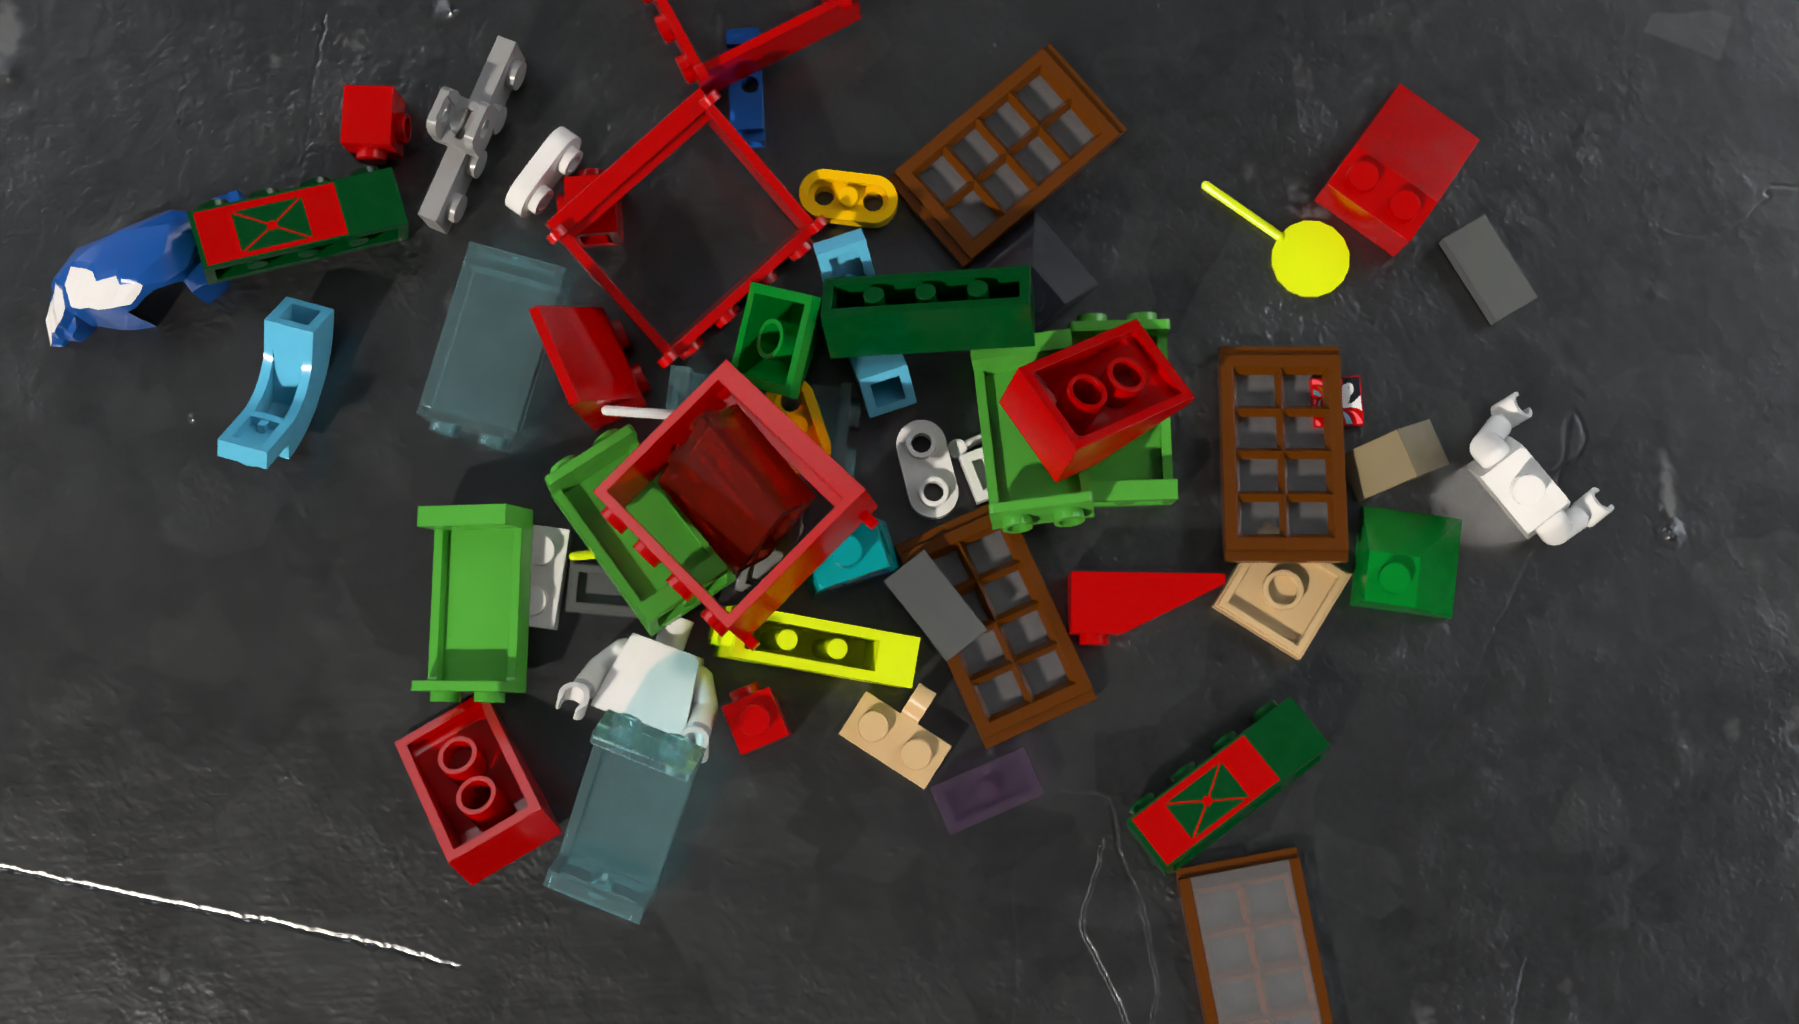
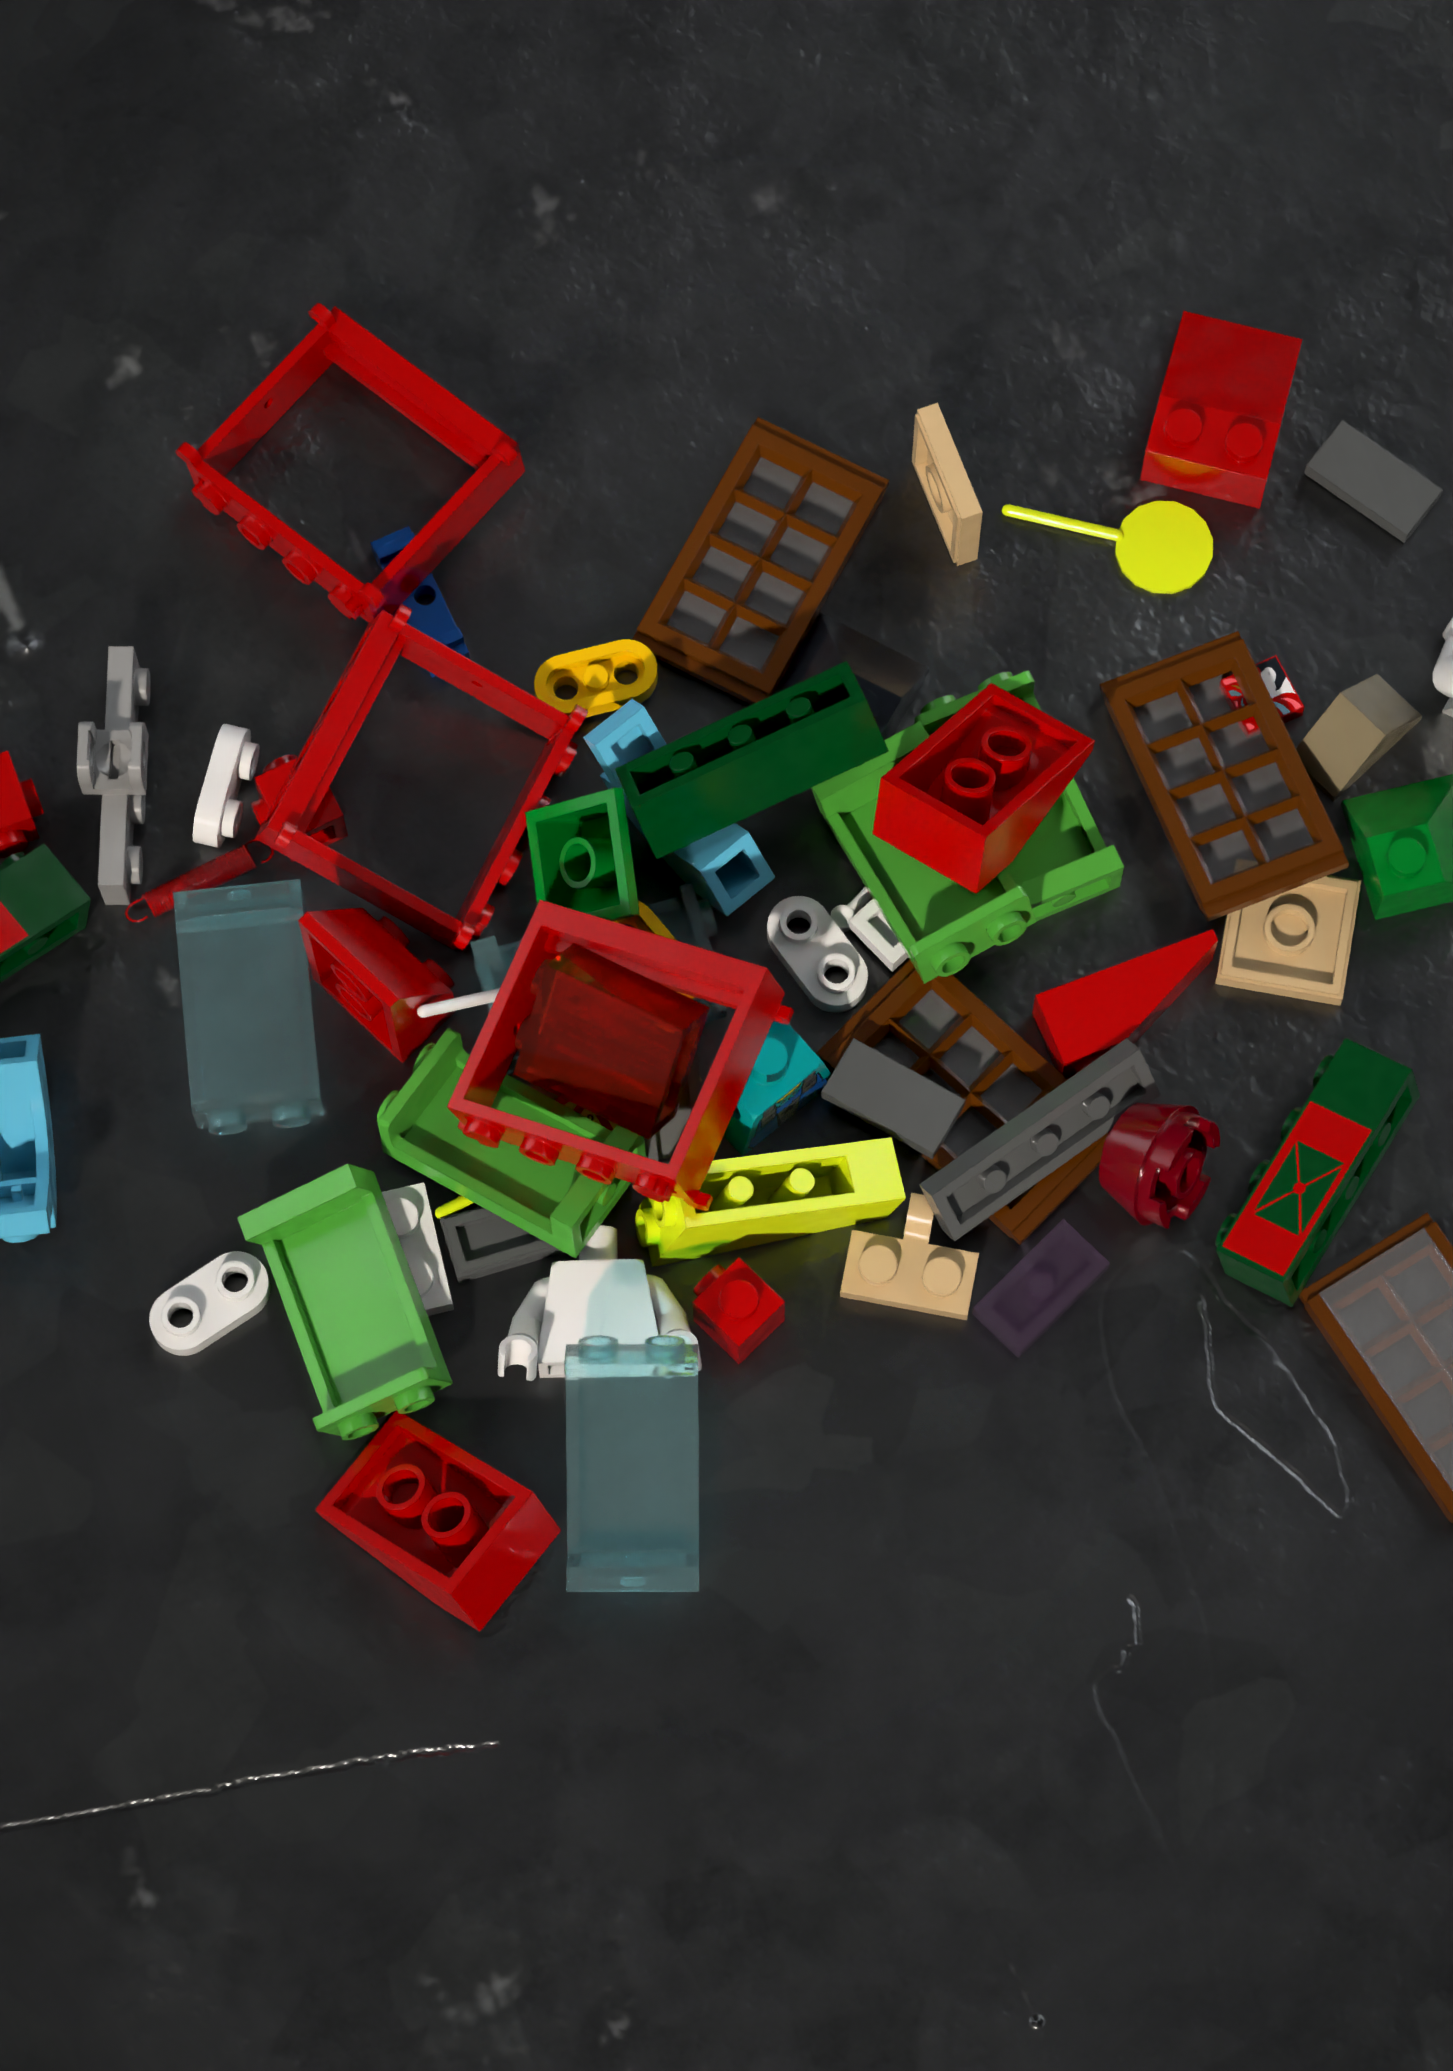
camera: 20 degrees left, 10 degrees down
(380, 557) = (212, 1305): none -> white plate
(500, 236) = (203, 877): none -> red piece
(1030, 683) = (1039, 1140): none -> dark grey plate
(1110, 733) = (1157, 1160): none -> dark red cone
(1166, 150) = (946, 485): none -> tan tile

